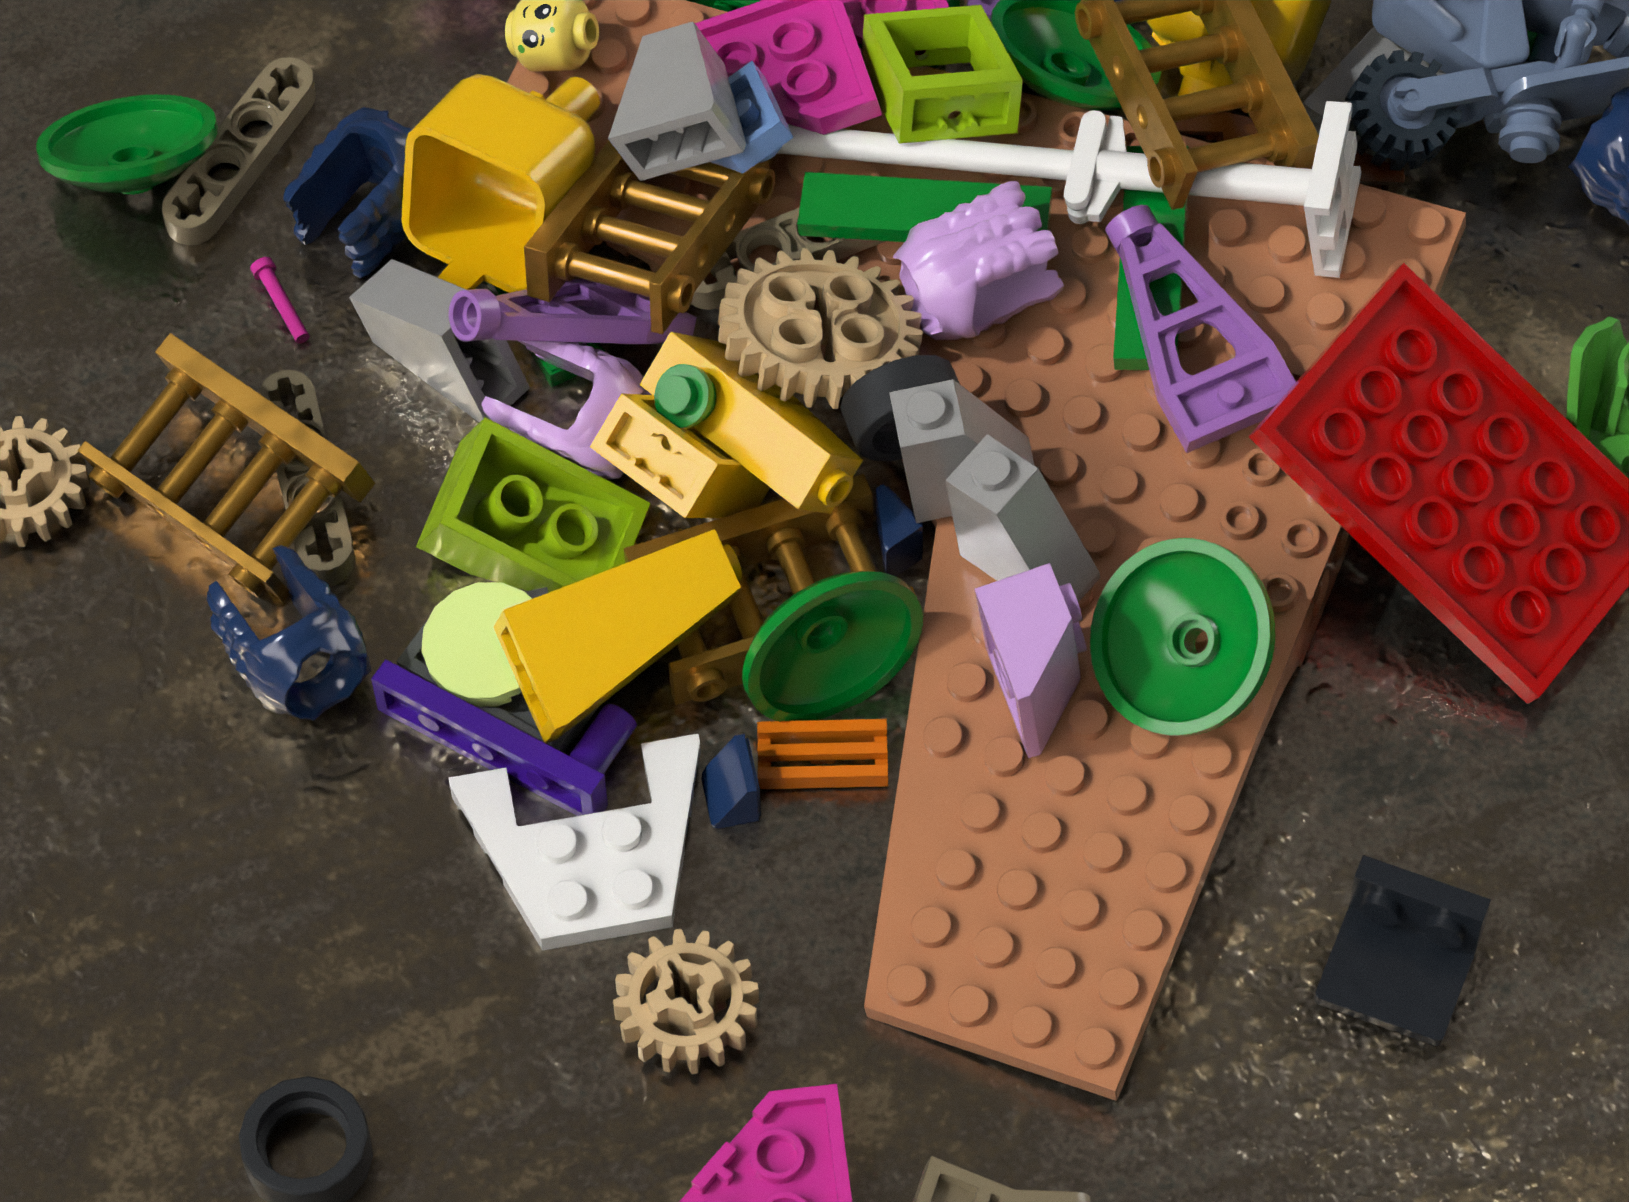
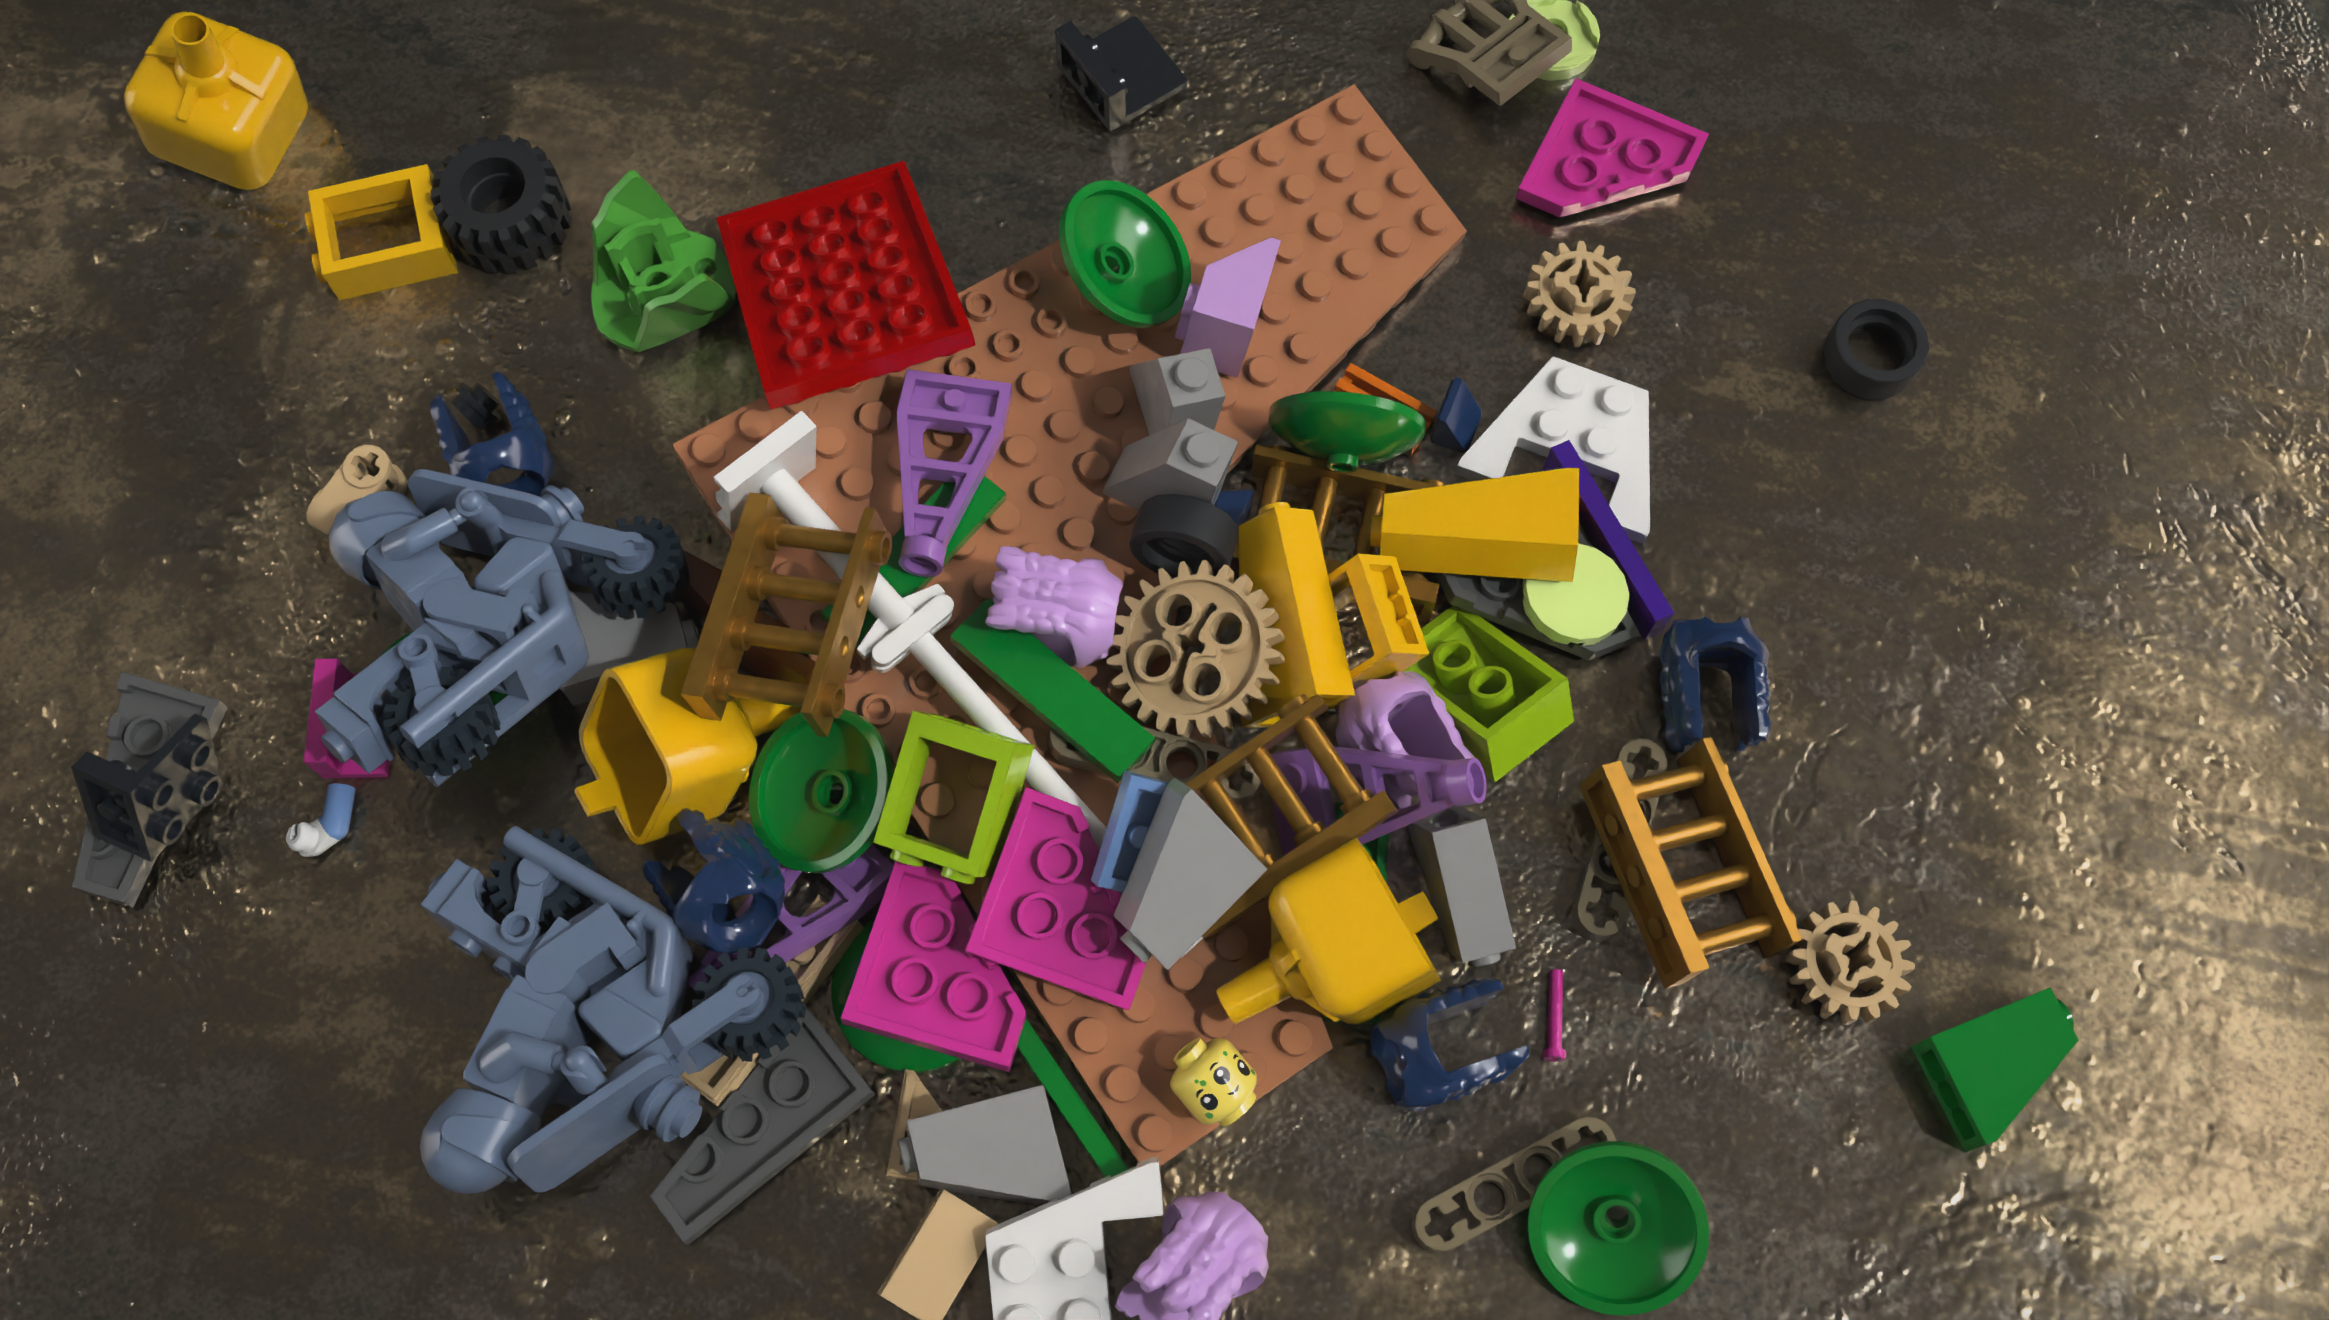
camera: 150 degrees left, 10 degrees up
(685, 395) = (1338, 637): plate -> none

